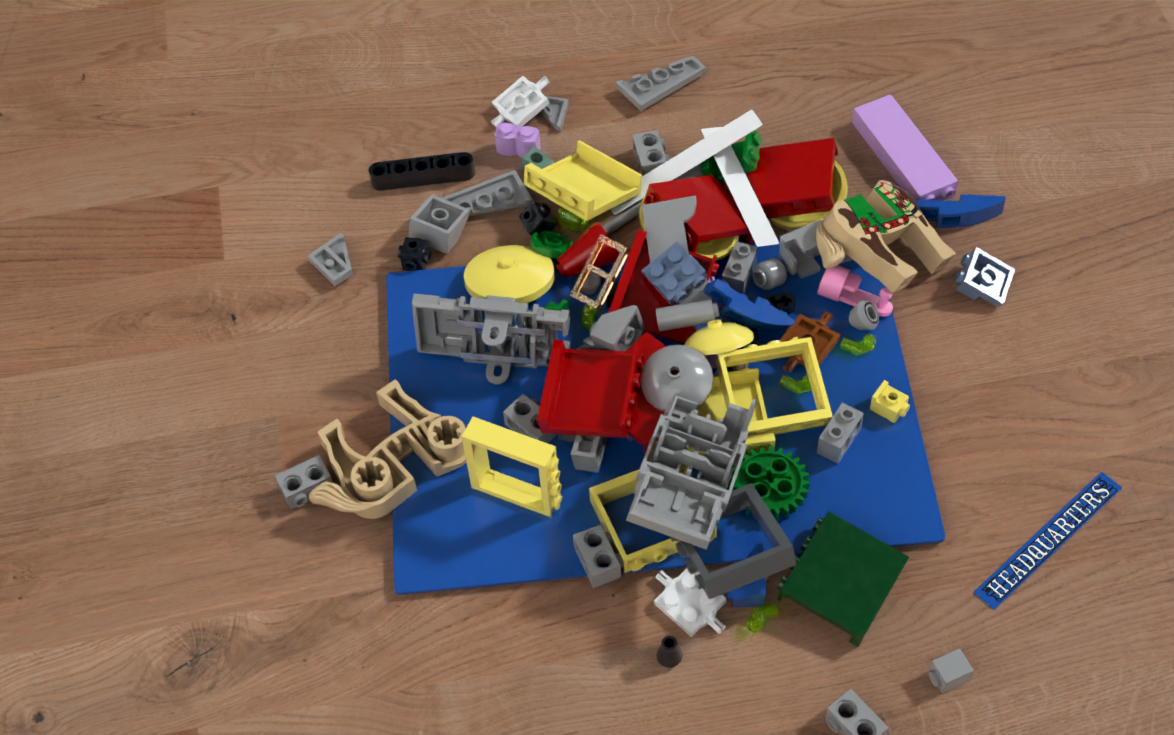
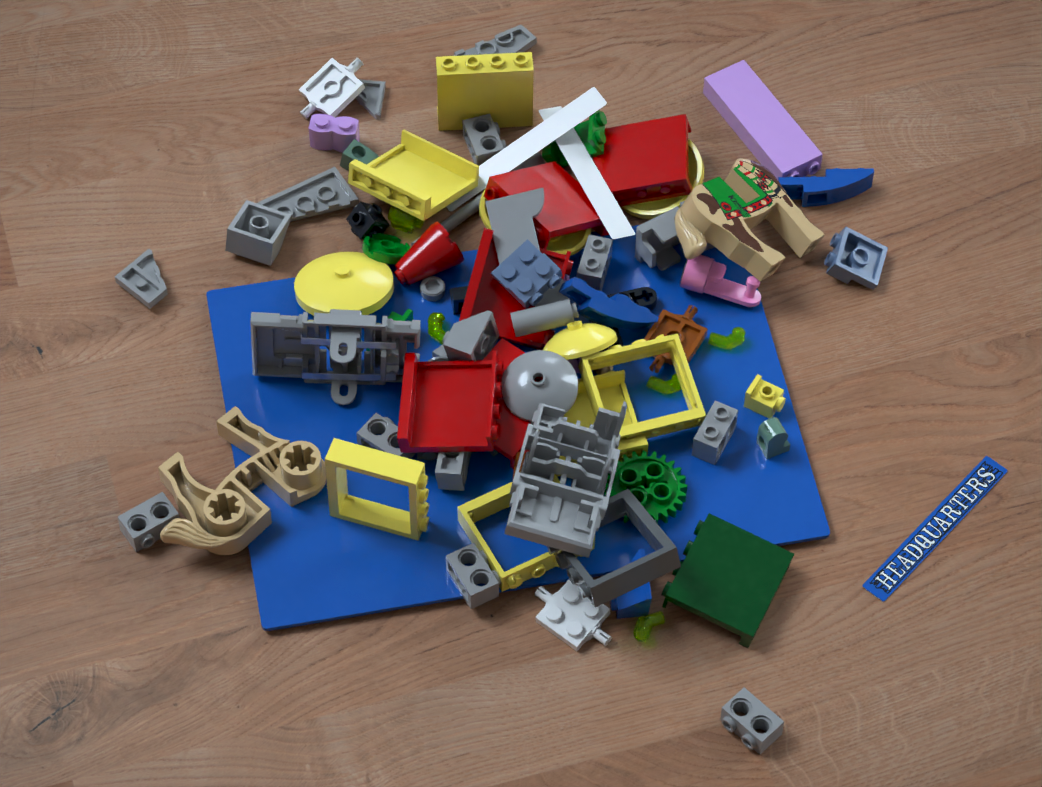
camera: 10 degrees left, 0 degrees up
(414, 254) = (235, 268): black brick -> none
(422, 171) = (230, 173): black beam -> none
(610, 277) = (457, 282): clear orange window -> none
(653, 104) = (483, 86): none -> light yellow panel
(669, 652) = (556, 667): black cone -> none
(770, 274) = (627, 268): light grey head -> none
(864, 316) = (731, 307): light grey cone -> none
(895, 441) = (772, 438): none -> sand green leg
(950, 671) = (842, 664): light grey brick -> none

